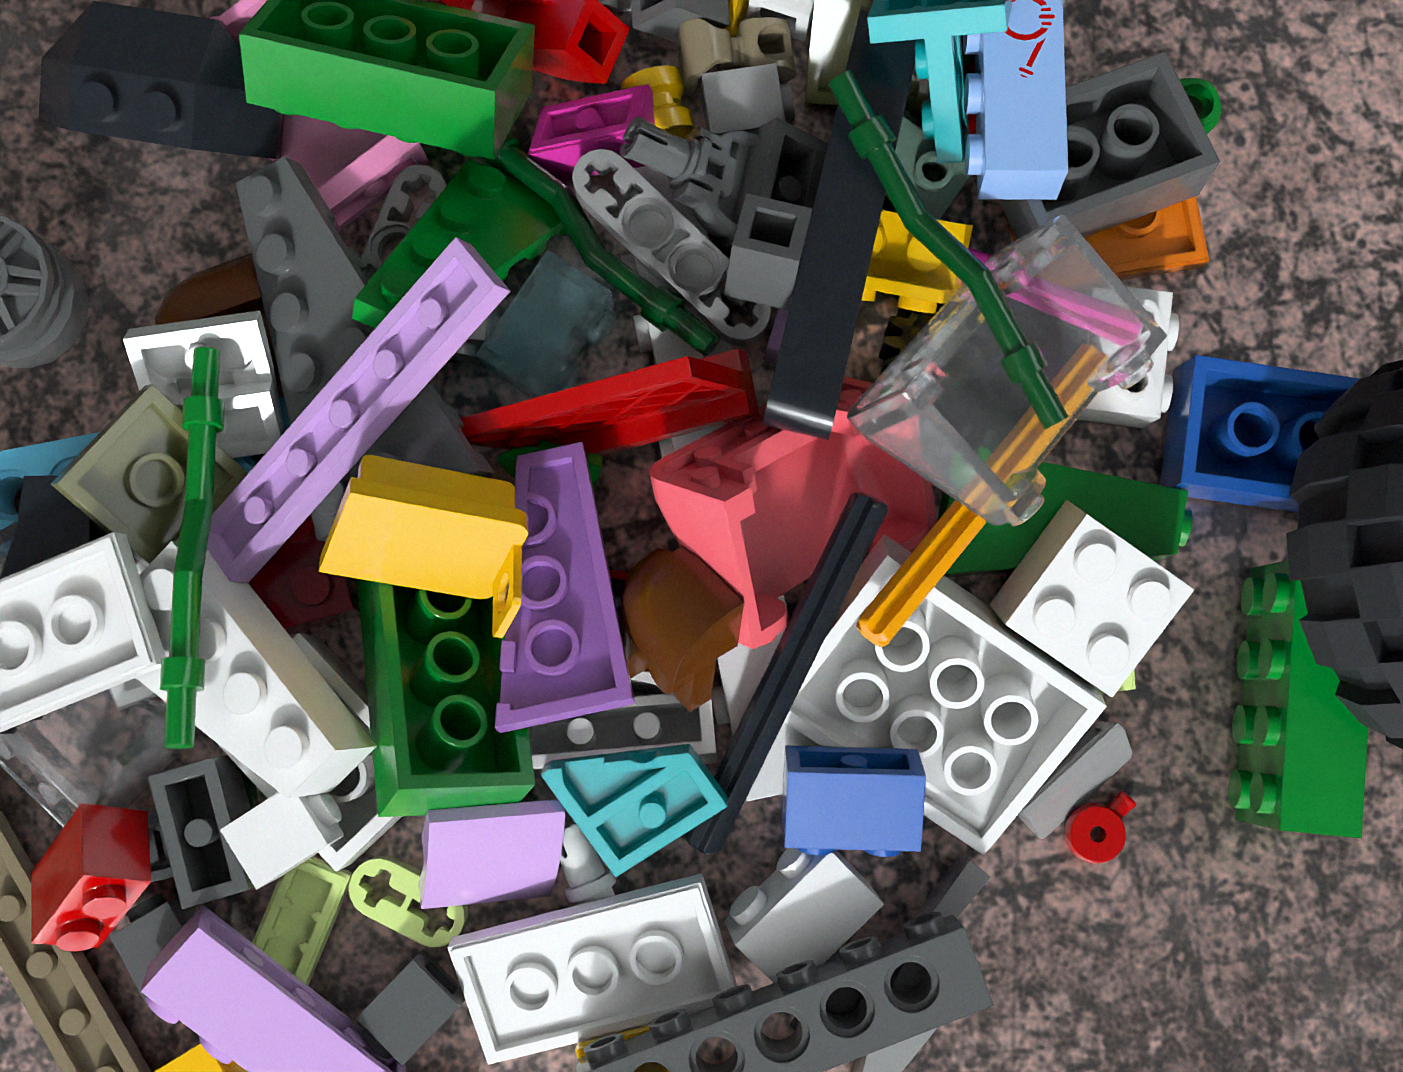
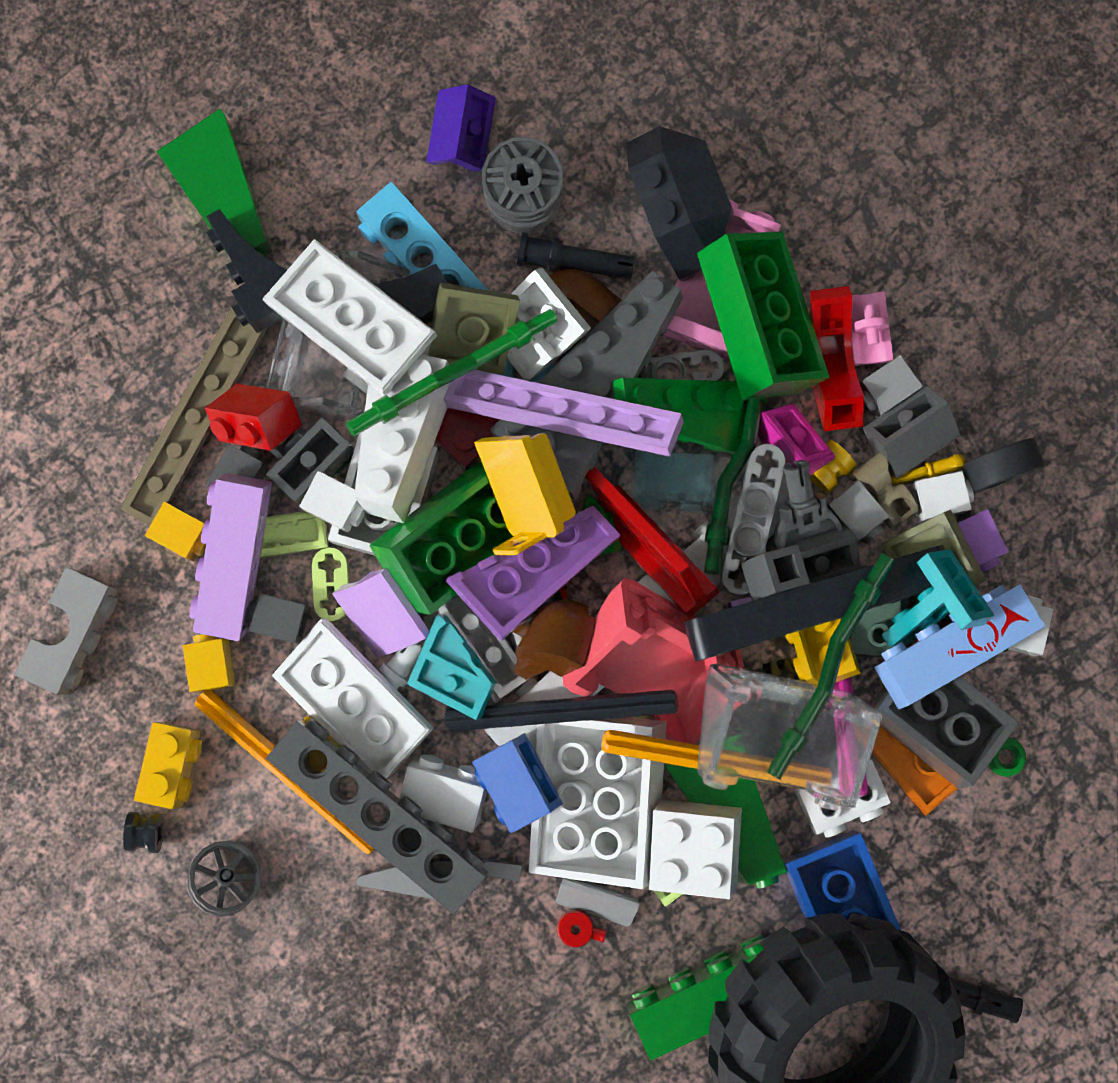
camera: 65 degrees right, 0 degrees up
(144, 294) = (555, 255): none -> black pin

